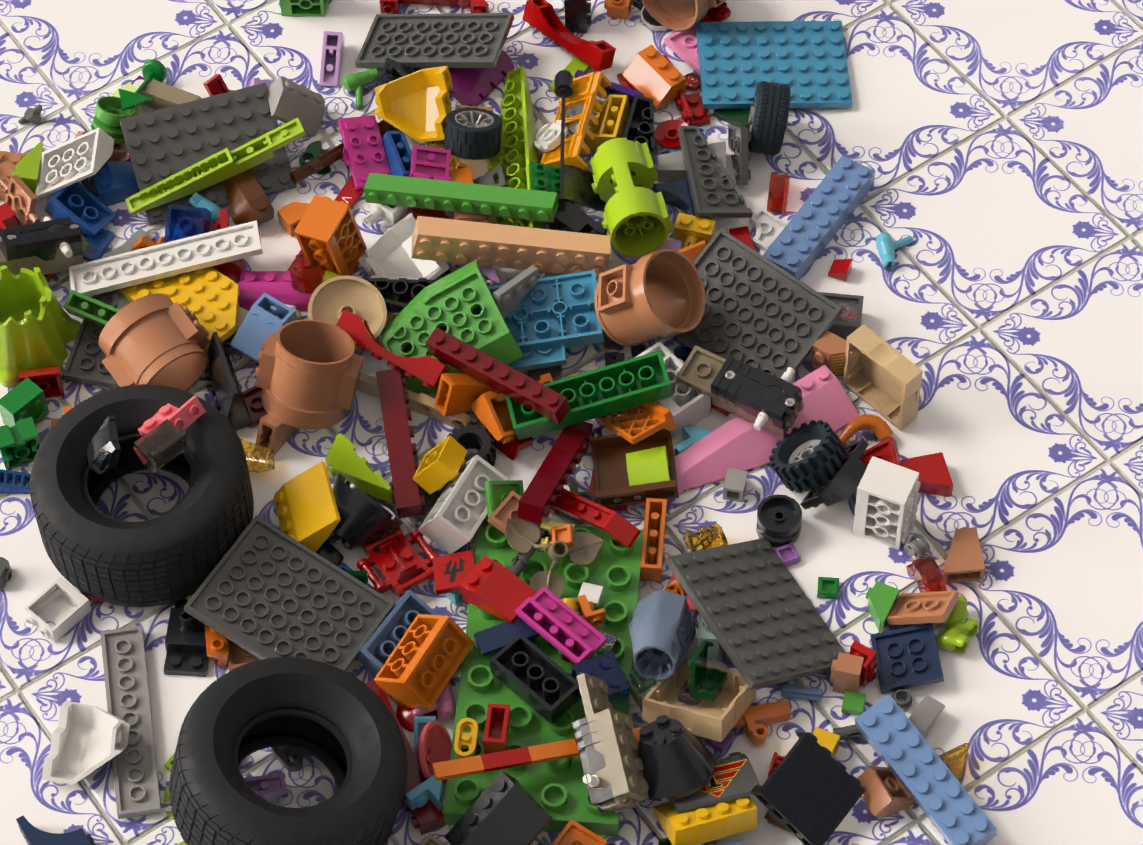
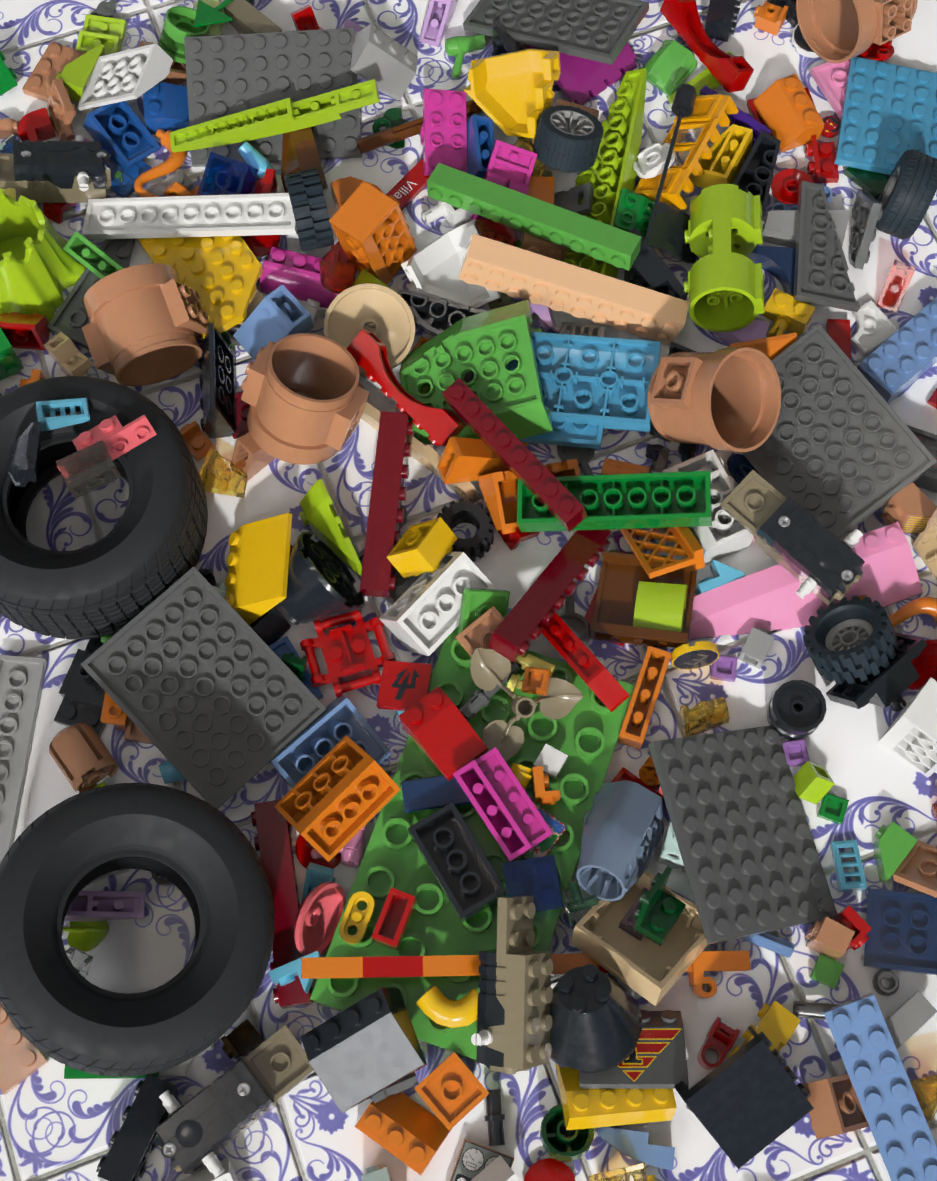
camera: 15 degrees right, 15 degrees up
(32, 132) = (102, 31): none -> lime slope
(83, 387) = (67, 355): none -> tan brick
(120, 407) = (53, 406): none -> medium azure slope
(130, 227) = (170, 165): none -> orange animal
(191, 680) = (82, 756): none -> nougat cylinder
(272, 232) = (309, 209): none -> black wheel
(515, 290) = (562, 348): light grey wing -> none
(544, 61) = (670, 67): none -> bright green slope
(559, 785) = (449, 1012): none -> yellow cylinder
(686, 499) = (695, 656): none -> tile
(713, 507) = (724, 668): none -> medium lavender tile
(806, 571) = (812, 782): none -> lime panel
(861, 636) = (843, 886): none -> medium azure slope

